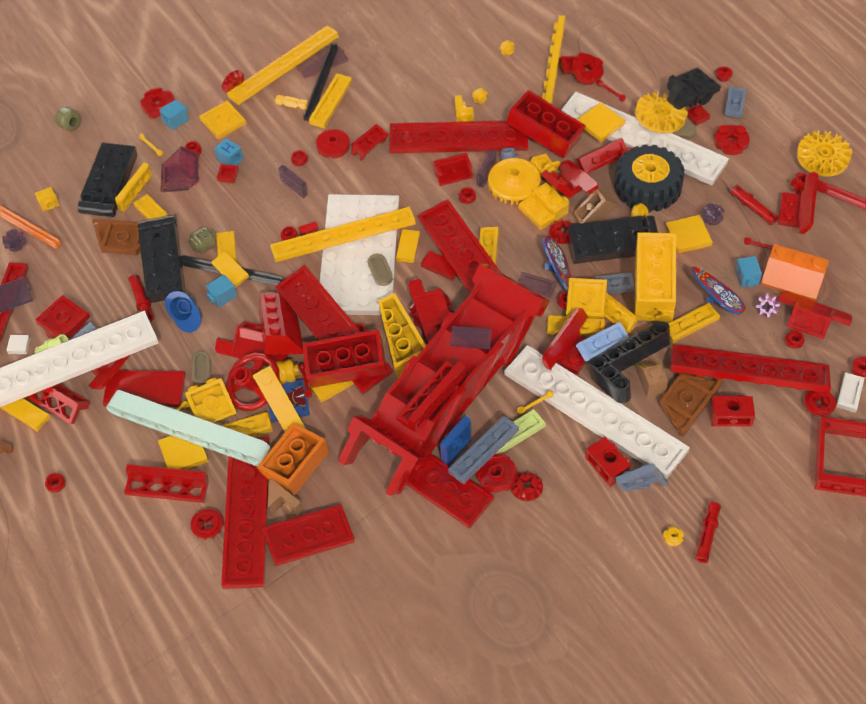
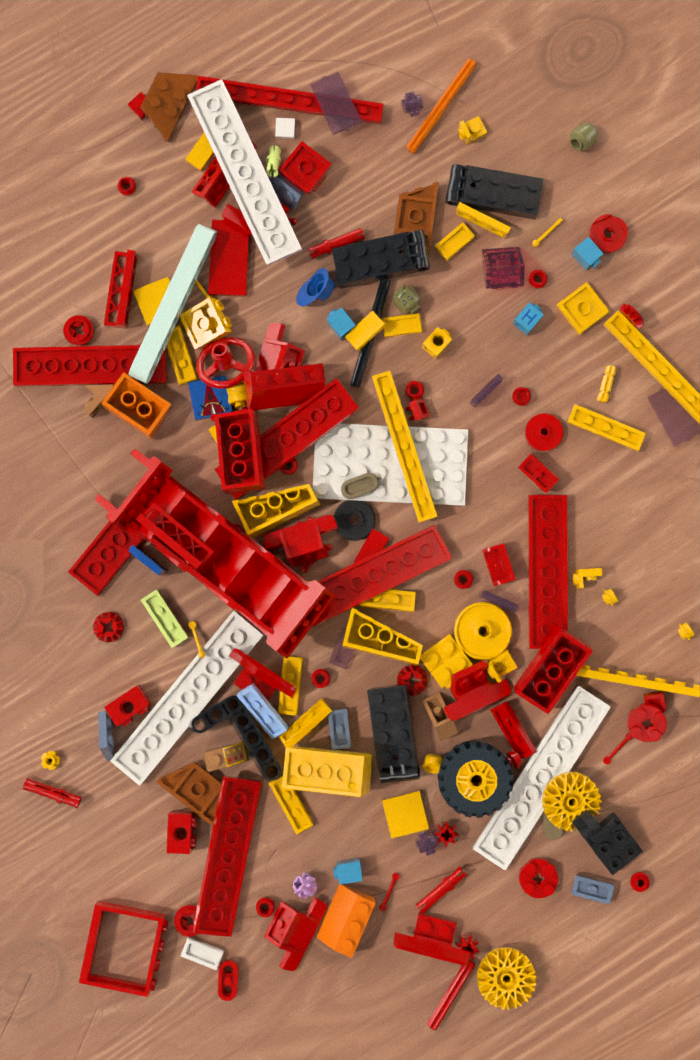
camera: 90 degrees right, 30 degrees up
(200, 368) = (251, 311): dark tan tile -> none
(227, 173) = (500, 319): red plate -> none
(246, 217) = (431, 348): none -> yellow brick
(277, 398) = (196, 390): yellow plate -> none
(308, 535) = (61, 423): red tile -> none
(320, 81) = (636, 415): black axle -> none
(408, 246) = (397, 515): yellow tile -> none
(411, 269) = (358, 531): none -> black wheel
(471, 337) = (240, 576): tile -> none
(483, 450) = (138, 587): sand blue plate -> none
(503, 481) = (111, 590): red plate -> none
(507, 153) = (523, 626): sand blue plate -> none
(525, 255) = (374, 638): none -> yellow wedge
(557, 261) = (364, 672): shield -> none
(587, 294) = (313, 698): yellow tile -> none
(601, 121) = (559, 732): yellow tile -> none
(698, 115) = (576, 844): red plate -> none
(701, 199) = (450, 838): none -> red gear
(718, 291) = (320, 837): shield -> none

